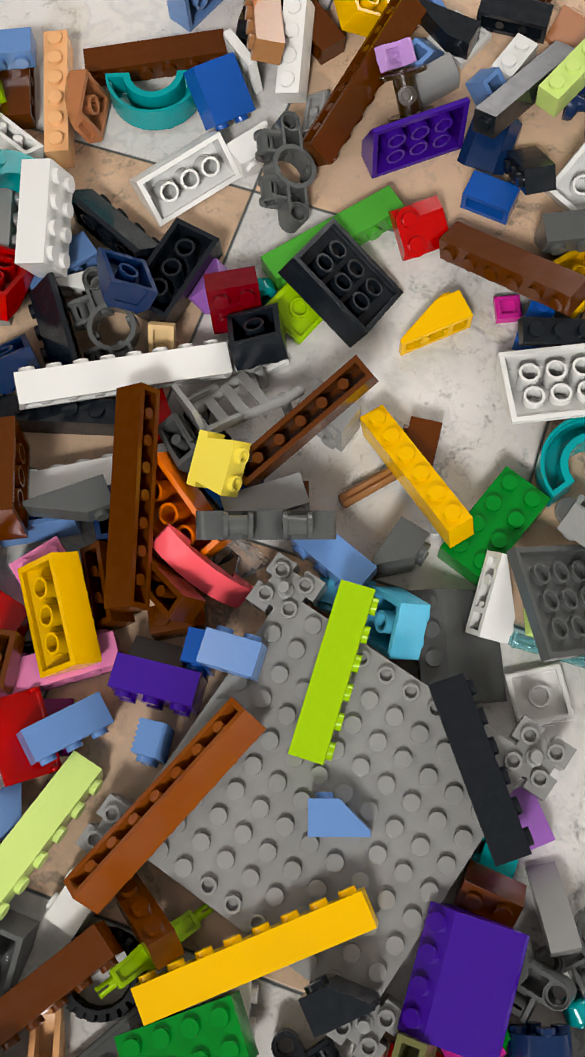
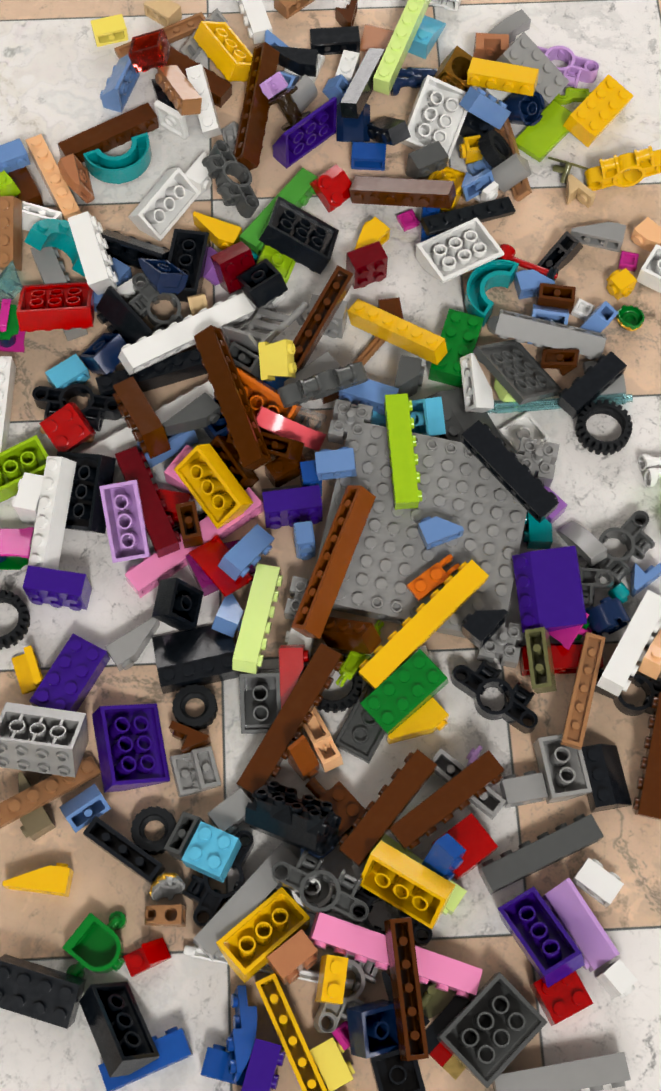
camera: 30 degrees left, 5 degrees down
(47, 927) = (291, 664): none -> red slope
(219, 92) = (166, 143): blue brick -> none
(241, 242) = (220, 232): none -> yellow slope
(297, 886) = (431, 578): none -> orange hinge
(417, 358) = (367, 264): none -> dark red brick
(490, 894) = (542, 540): reddish brown brick -> none

